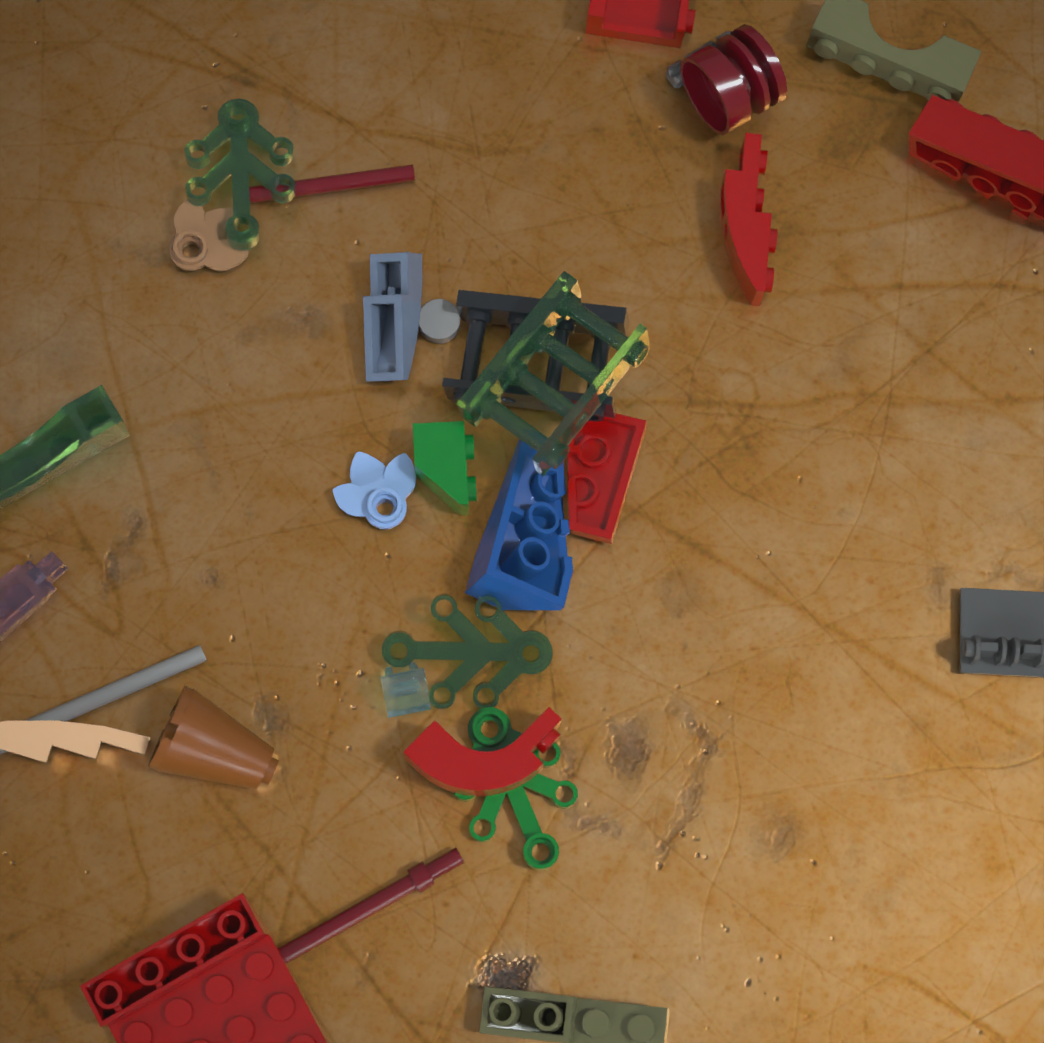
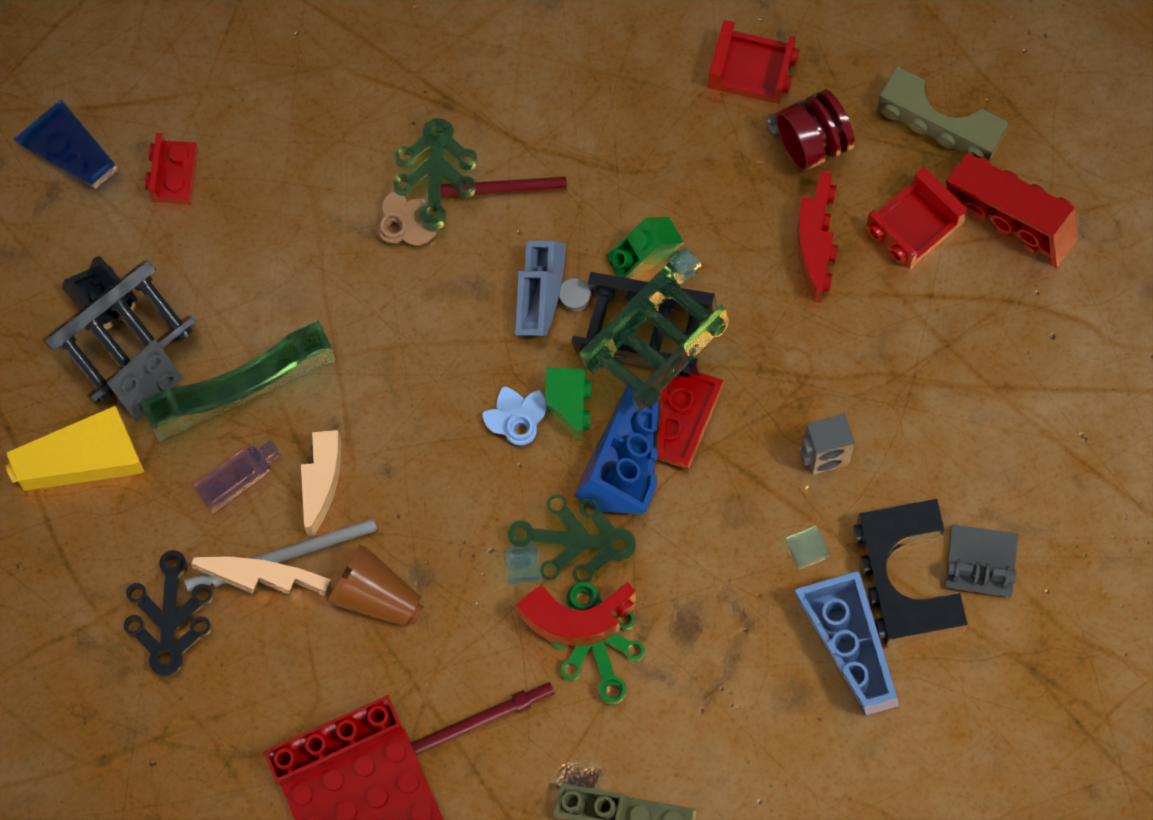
camera: 15 degrees right, 5 degrees down
(124, 598) = (320, 479): none -> light nougat slope
(526, 250) = (645, 247): none -> green slope
(580, 266) = (686, 264): none -> clear light blue cone
(776, 634) = (807, 547): none -> clear light blue tile
(792, 496) = (827, 444): none -> dark grey brick
(847, 750) = (848, 631): none -> medium blue wedge
(874, 186) = (917, 219): none -> red panel
(907, 718) = (901, 617): none -> black arch

